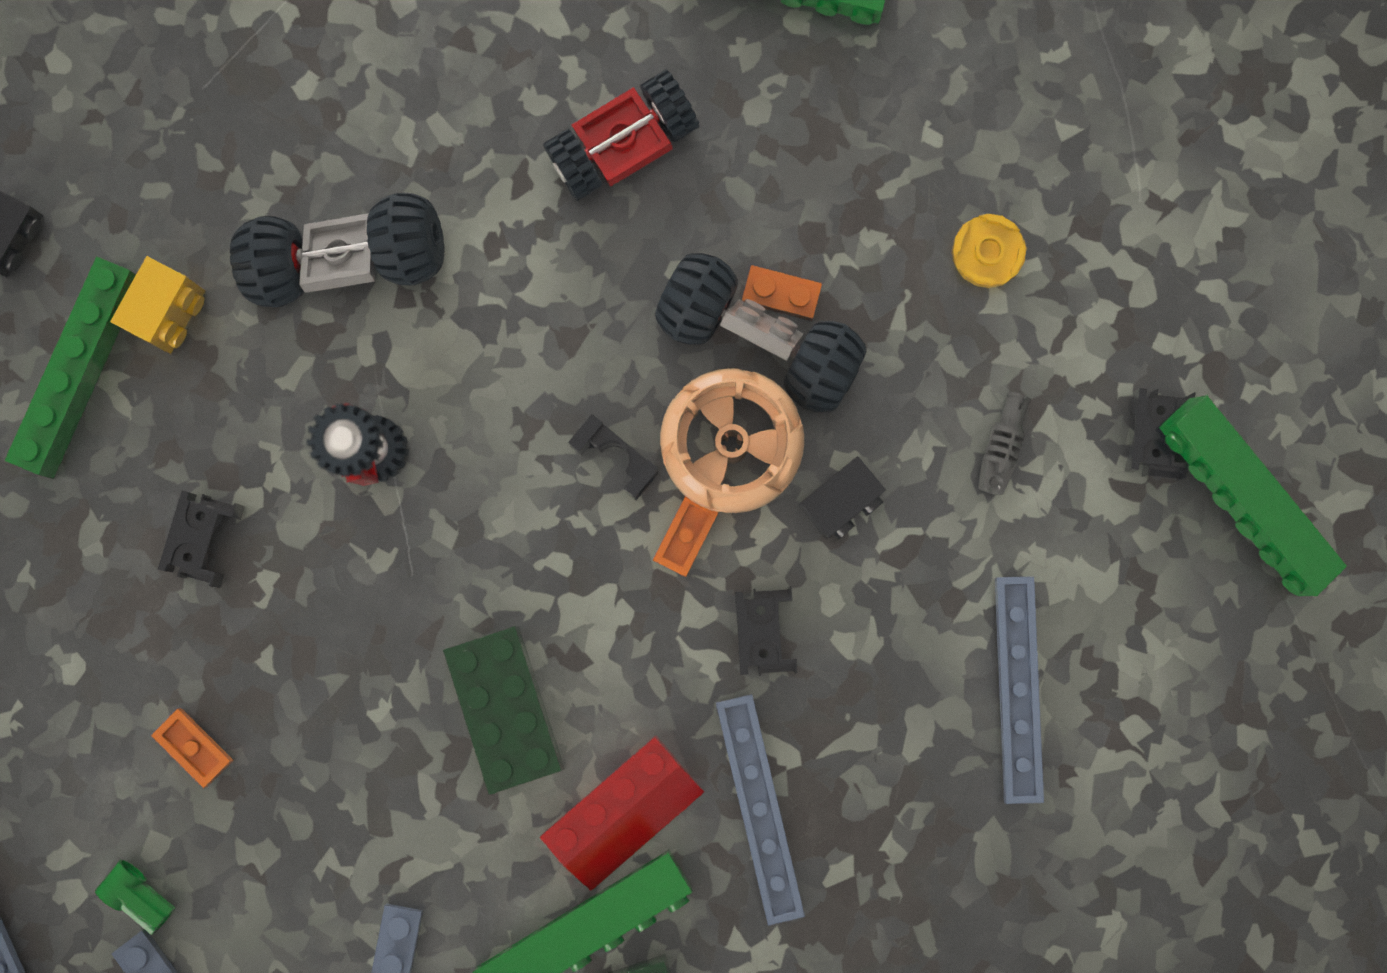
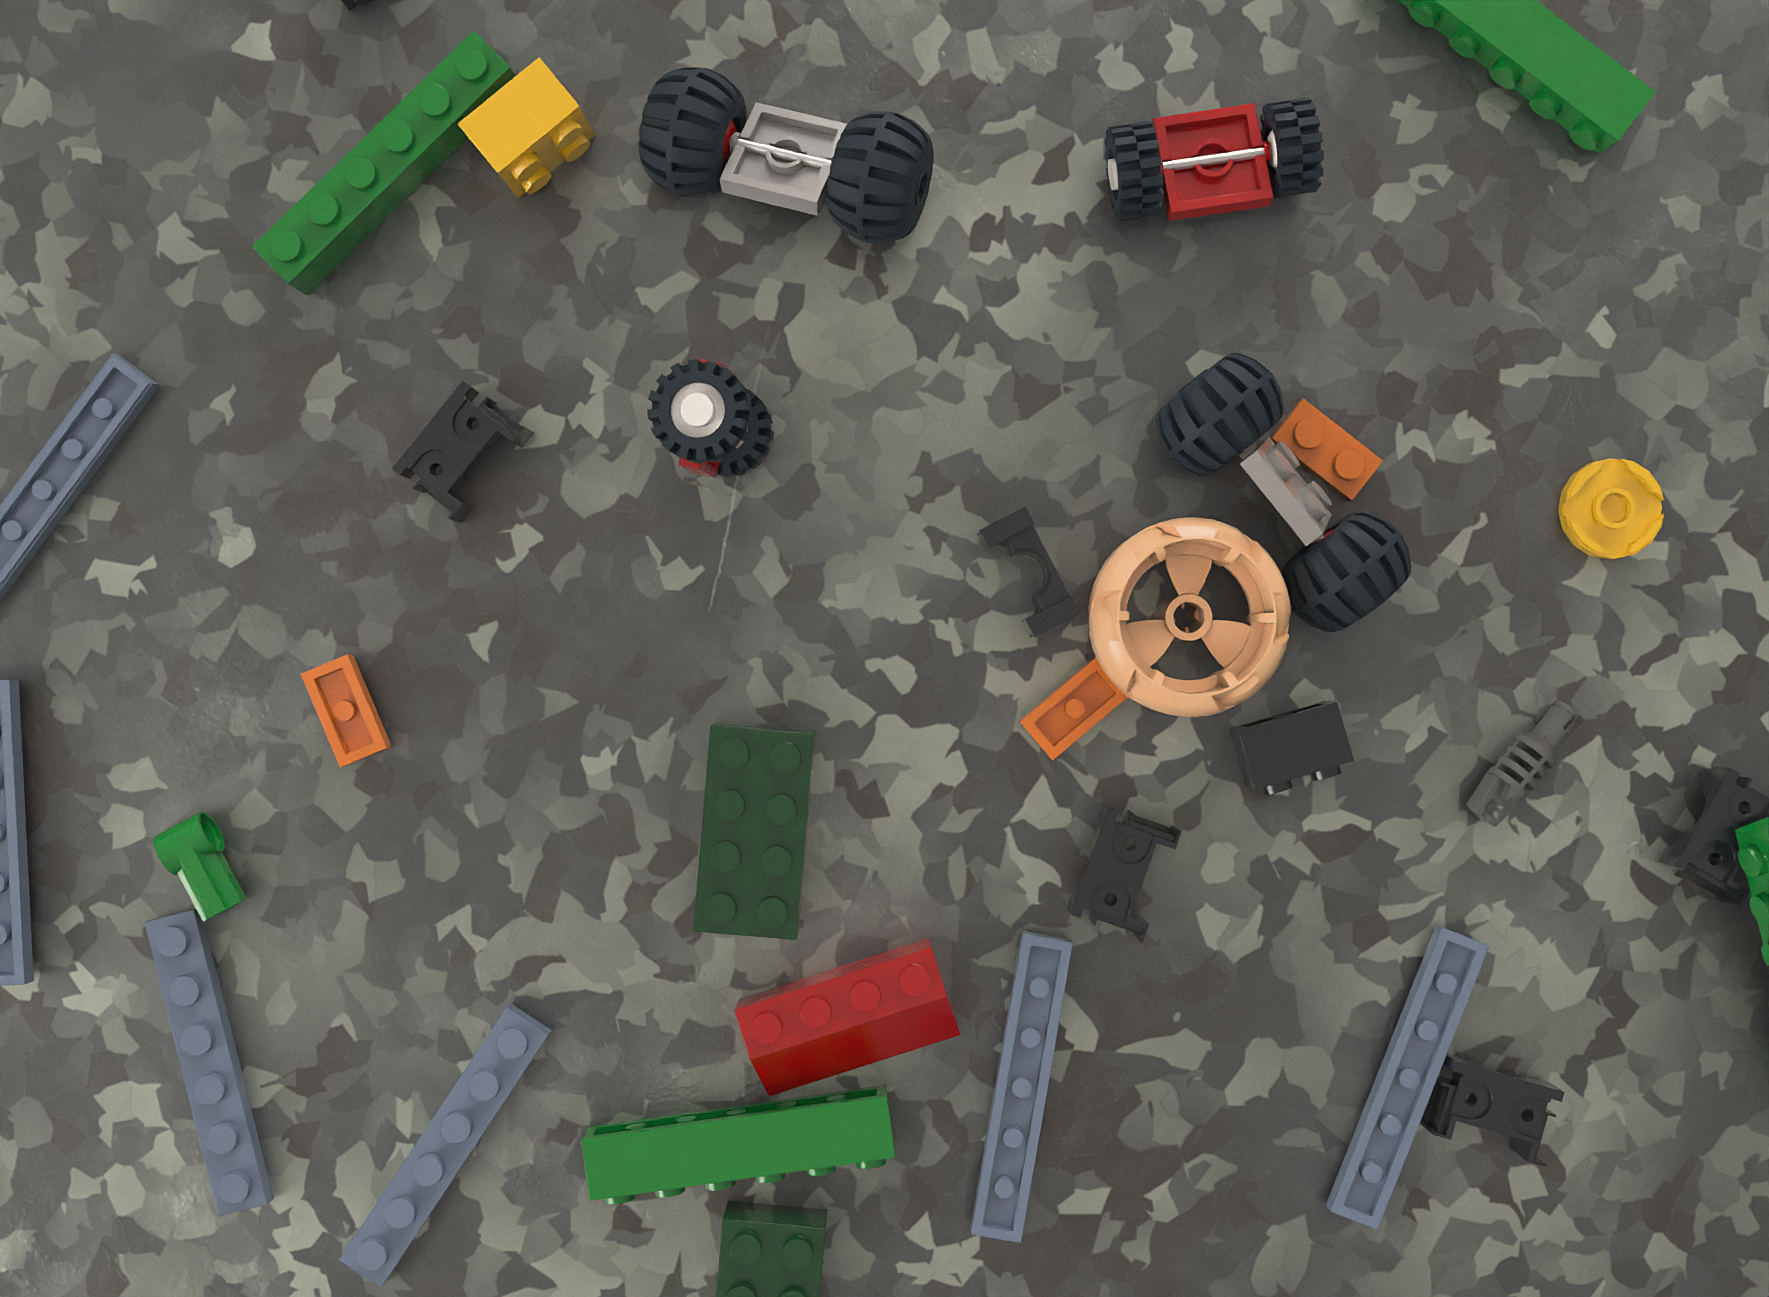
camera: 20 degrees right, 5 degrees up
(1084, 682) = (1495, 1103): none -> black piece

